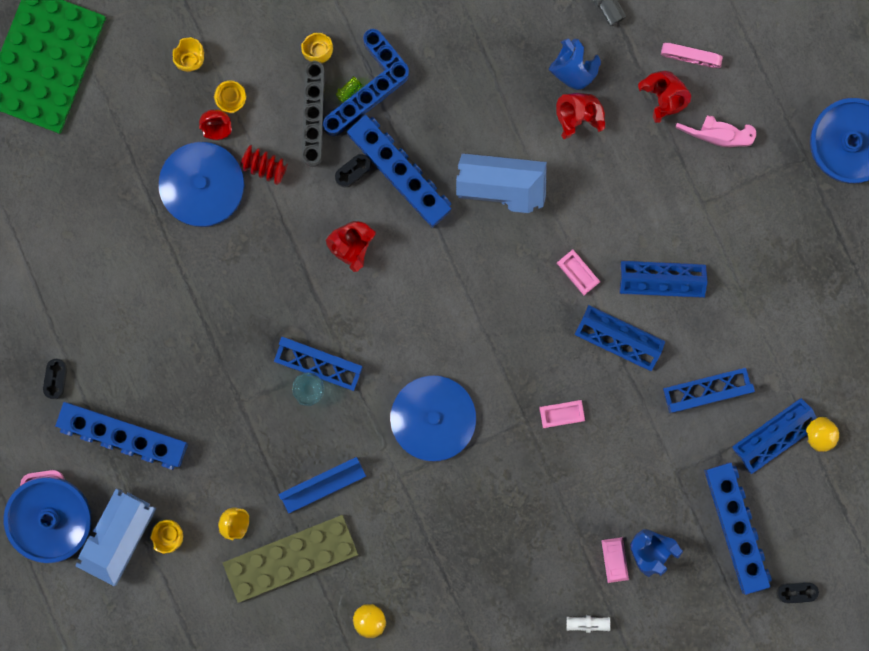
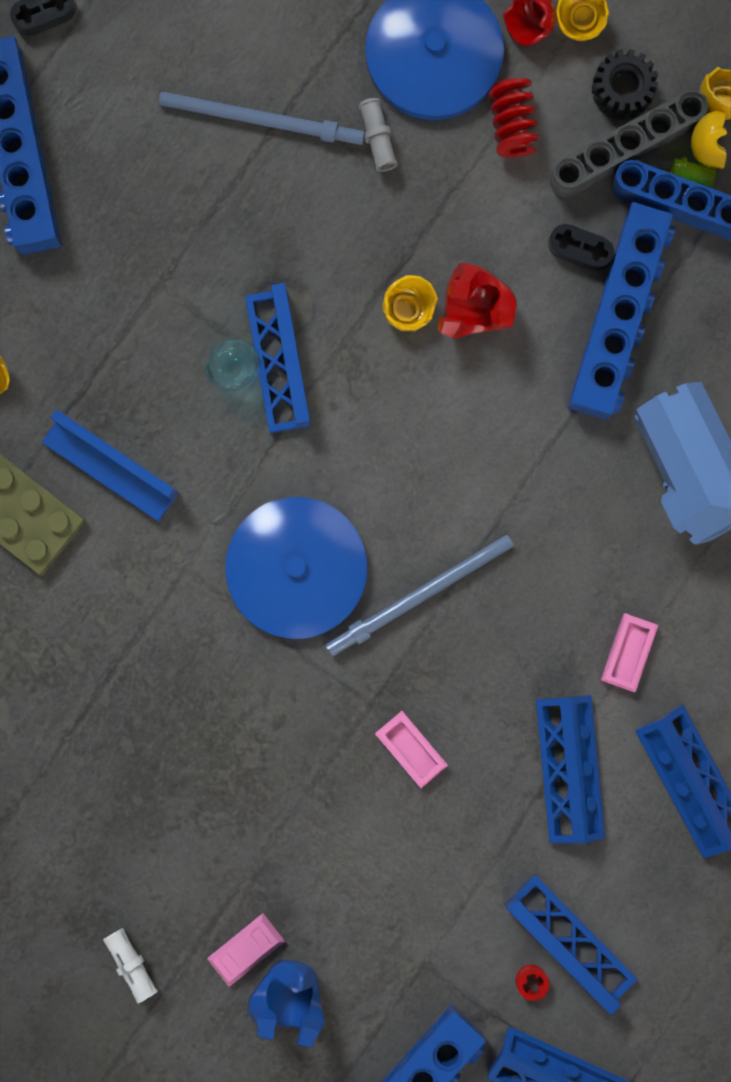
camera: 65 degrees right, 0 degrees up
(211, 266) = (328, 130): none -> sand blue bar
(229, 241) = (378, 134): none -> light grey pin
(280, 109) = (624, 64): none -> black tyre
(330, 277) = (409, 303): none -> yellow hair
(336, 72) = (705, 139): none -> yellow hair
(485, 404) = (361, 631): none -> sand blue bar
(712, 426) = (521, 979): none -> red bush

